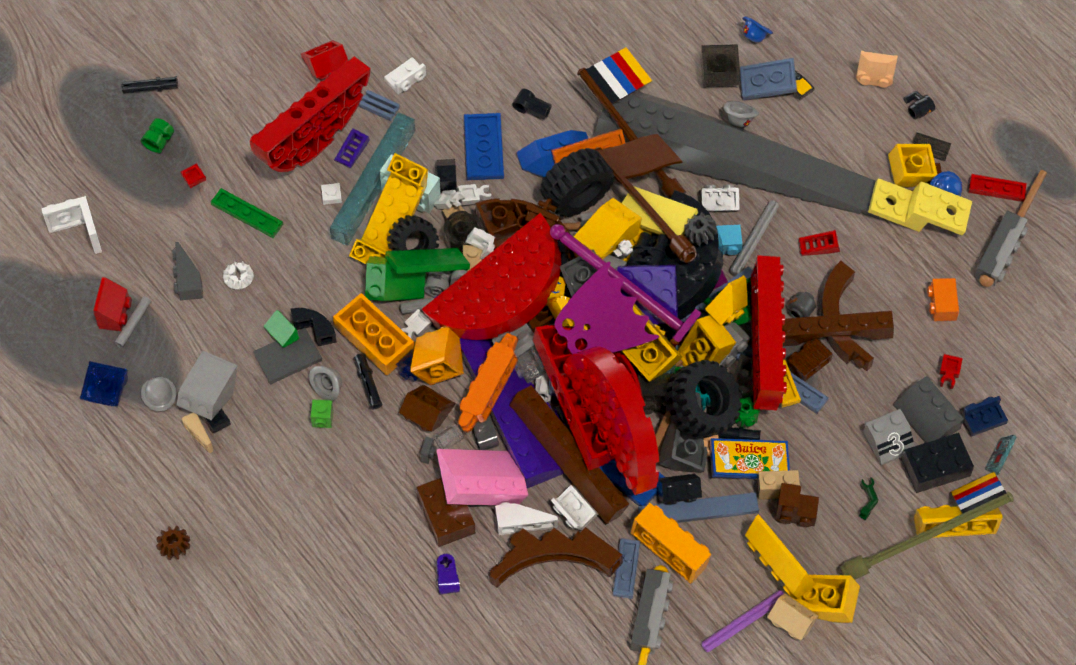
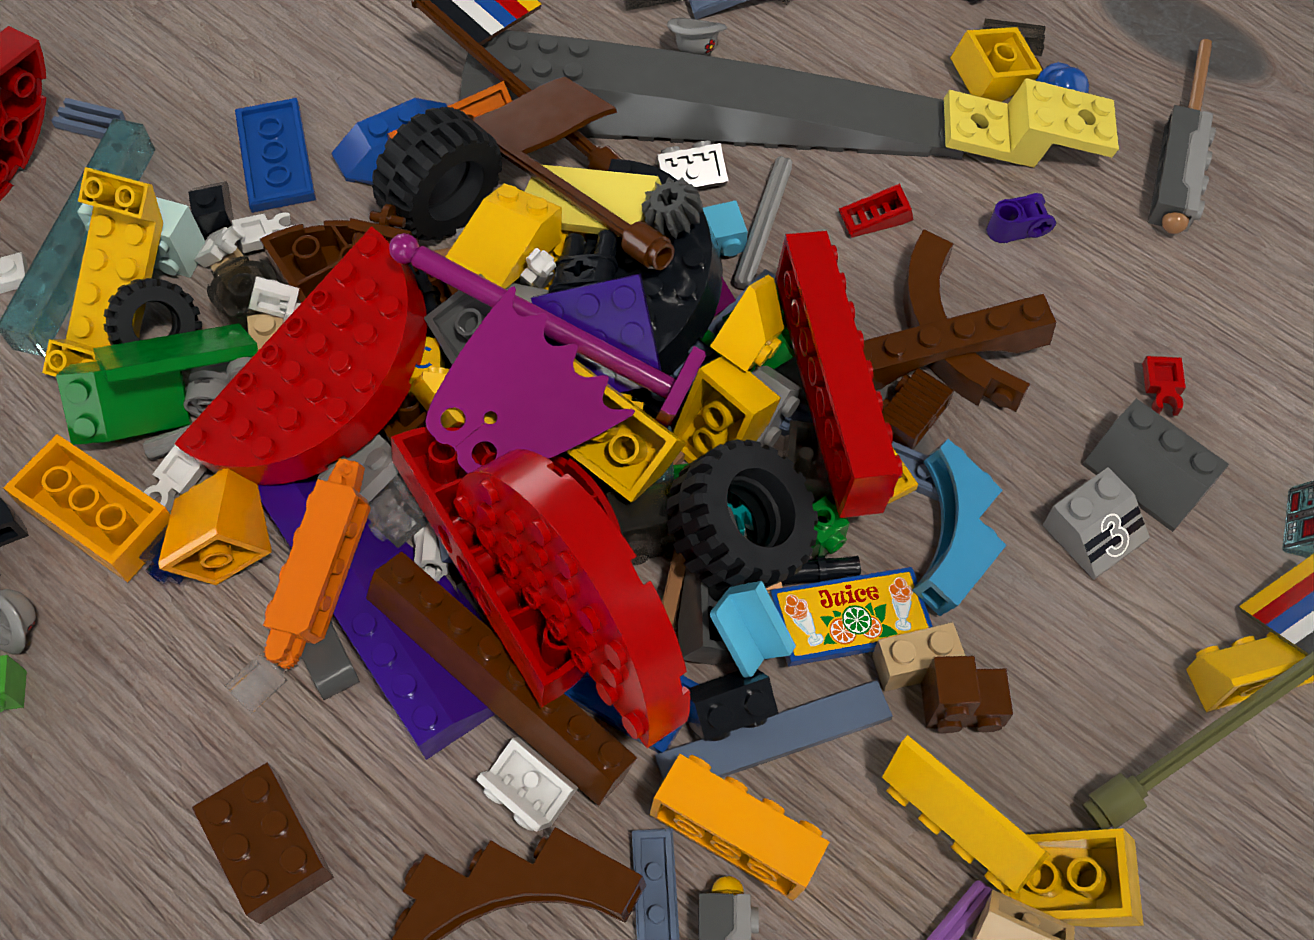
camera: 10 degrees left, 0 degrees up
(346, 145) = (38, 179): dark purple slope -> none
(365, 373) = (83, 587): black pin -> none
(405, 75) = (131, 68): white bracket -> none
(426, 408) = (206, 632): reddish brown slope -> none
(428, 450) = (216, 719): dark grey plate -> none
(481, 477) = (323, 761): bright pink slope -> none
(514, 517) = (411, 830): white slope -> none
(529, 103) = (339, 73): black piece -> none
(696, 453) = (751, 626): none -> medium azure panel
(801, 305) = (875, 315): dark grey head -> none
(817, 433) = (965, 542): none -> dark azure arch
(866, 510) = (1098, 673): dark green arm -> none
(902, 262) = (1018, 217): none -> dark purple piece
(937, 462) = (1201, 556): black brick -> none
(943, 299) = (1115, 265): orange brick -> none
(984, 415) = (1255, 452): dark blue bracket -> none
(997, 187) = (1139, 80): red tile -> none

